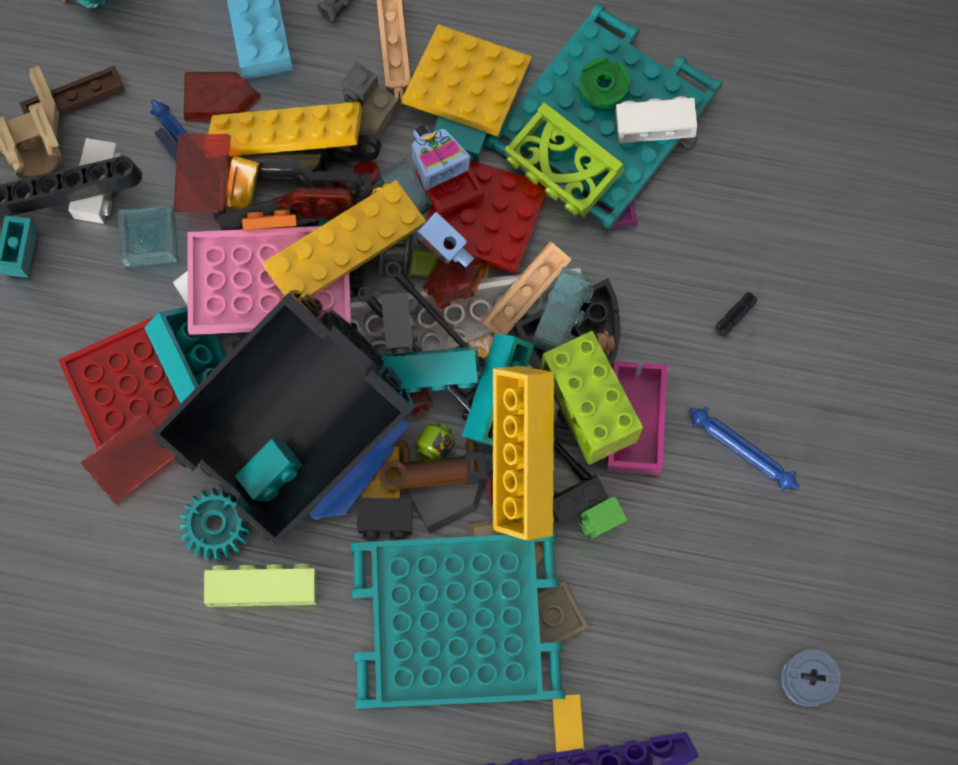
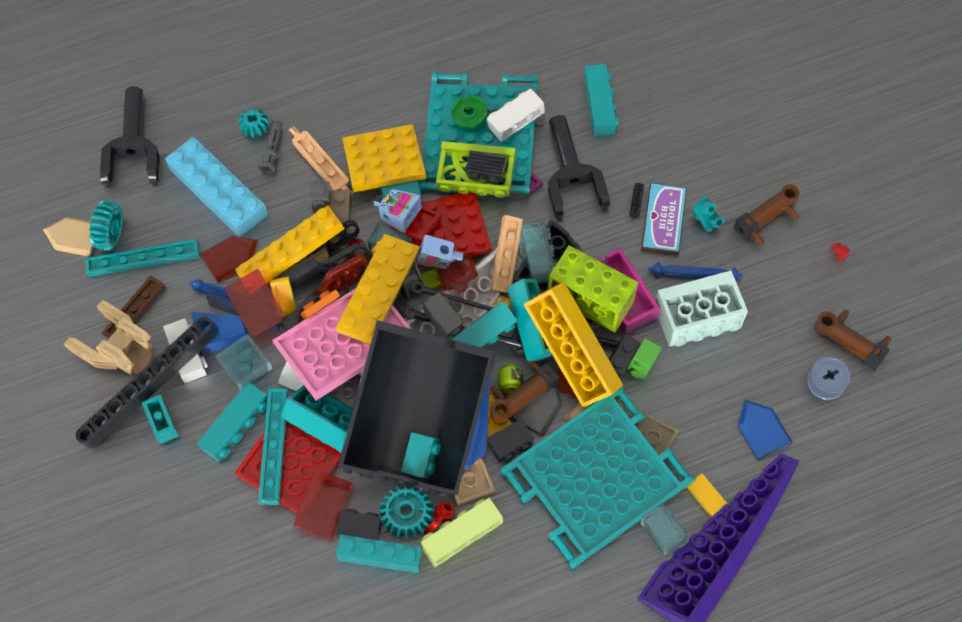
camera: 30 degrees left, 10 degrees down
(94, 299) = (233, 422): none -> teal brick
(116, 357) = (273, 448): none -> teal tile
(120, 38) = (142, 257): none -> teal tile
(152, 509) = (359, 525): none -> black brick
(154, 554) = (379, 553): none -> teal brick
(156, 184) = (230, 330): none -> blue slope
(250, 553) = (443, 512): none -> red plate
(312, 539) = (474, 484): none -> tan tile
(489, 731) = (664, 529): none -> clear light blue brick
(573, 167) = (486, 167): none -> black brick
(682, 229) = (571, 170): none -> black piece
(689, 687) = (762, 429): none -> blue tile
(722, 483) = (700, 309): none -> light aqua brick
(753, 357) = (664, 219): none -> tile
(778, 159) = (600, 100): none -> teal brick
(806, 386) = (706, 213): none -> teal hips
(851, 429) = (749, 223): none -> reddish brown piece
(873, 651) = (850, 339): none -> reddish brown piece
(941, 533) = (840, 251): none -> red tile

